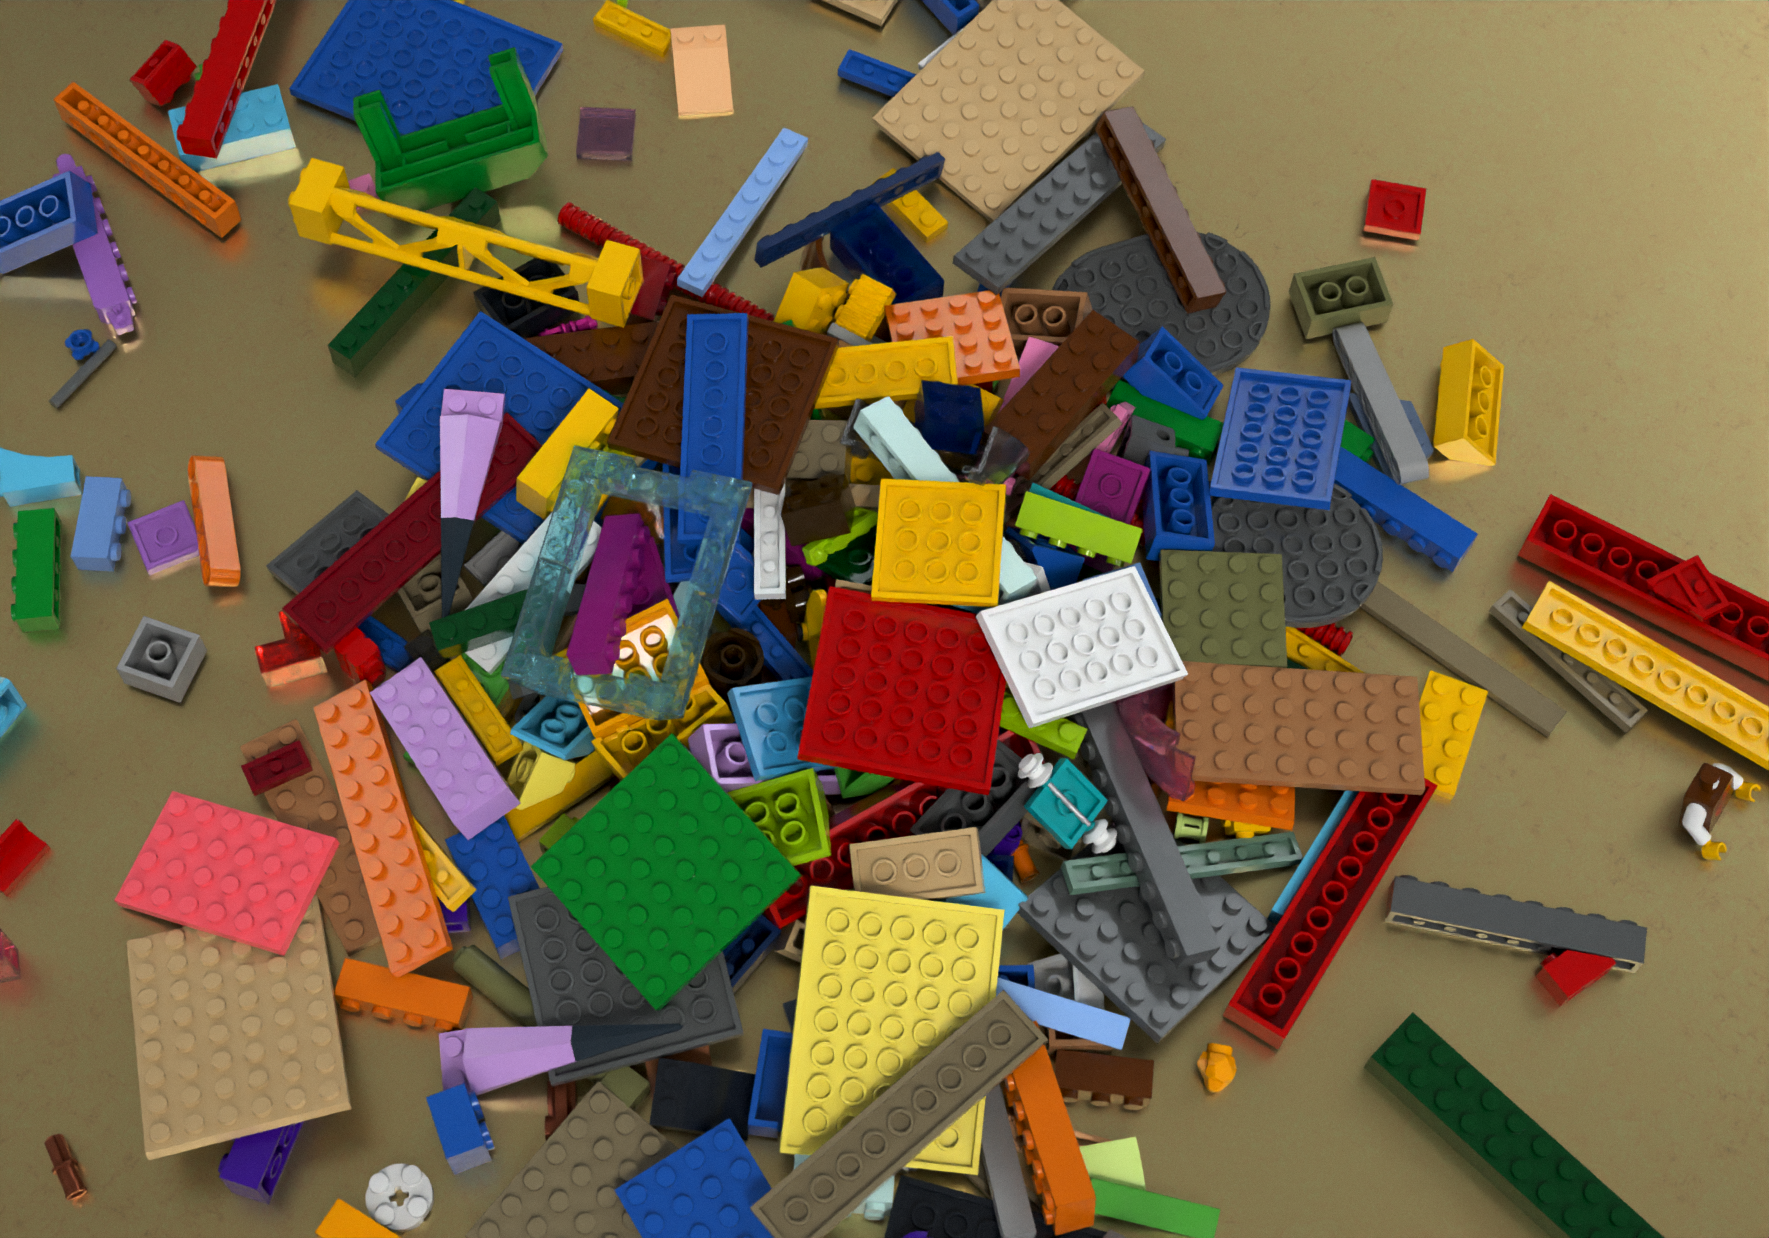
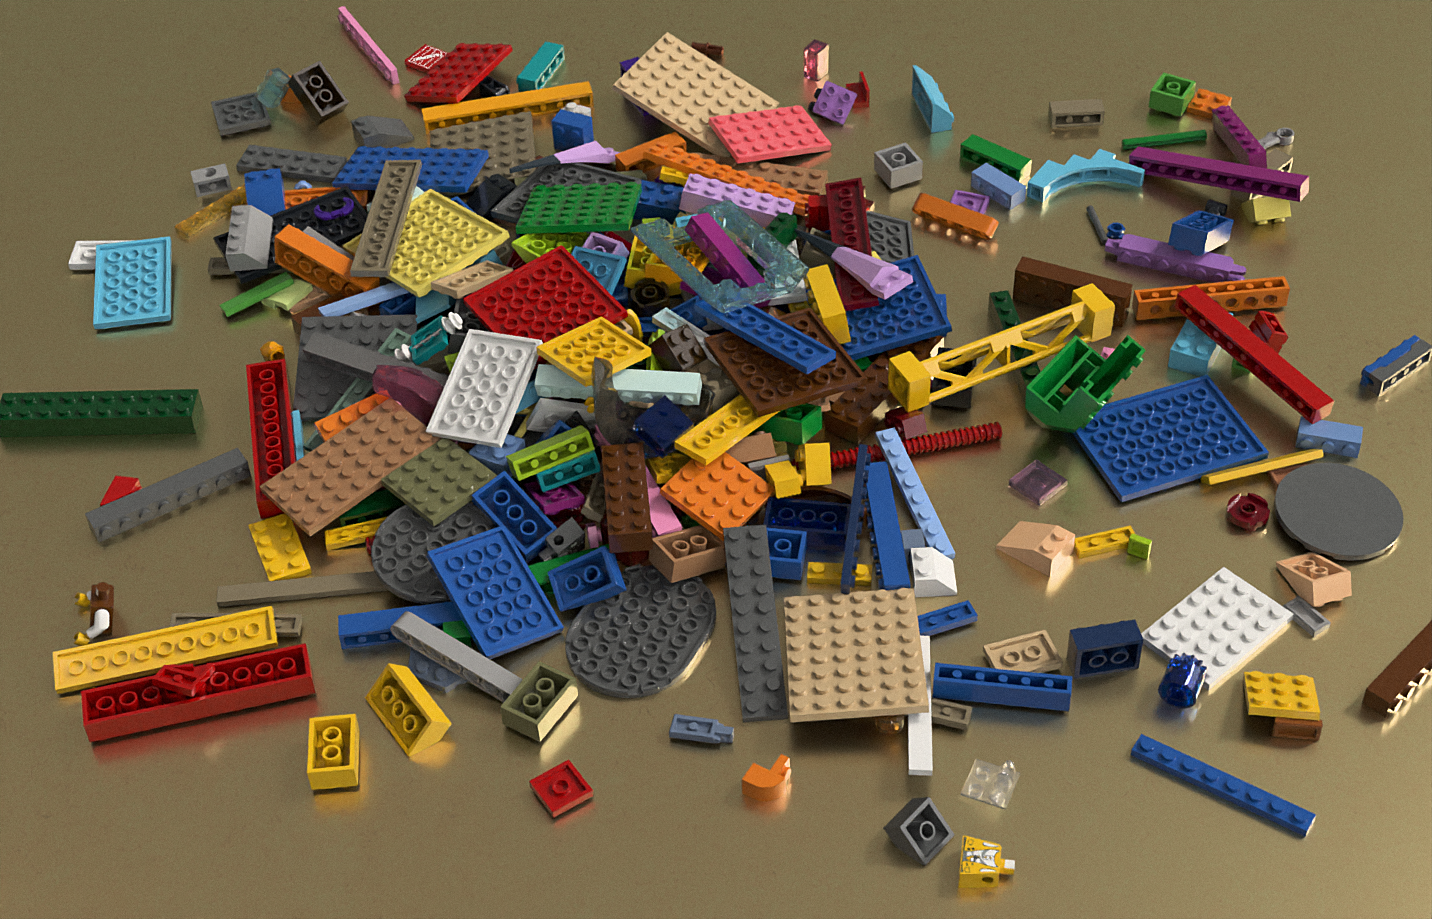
camera: 140 degrees right, 20 degrees down
(83, 854) = (833, 102): none -> medium lavender plate
(267, 288) = (1053, 287): none -> reddish brown brick
(276, 768) = (797, 166): dark red plate -> none
(813, 165) = (912, 539): none -> sand blue brick
(835, 125) = (932, 573): none -> white slope
(845, 173) = (885, 529): none -> blue brick
(940, 244) = (787, 552): none -> blue brick
(1160, 210) = (693, 655): brick -> none
(1210, 61) = (767, 784): none -> orange brick
(1216, 160) = (700, 729): none -> sand blue hinge
(1582, 409) = (333, 751): none -> yellow brick

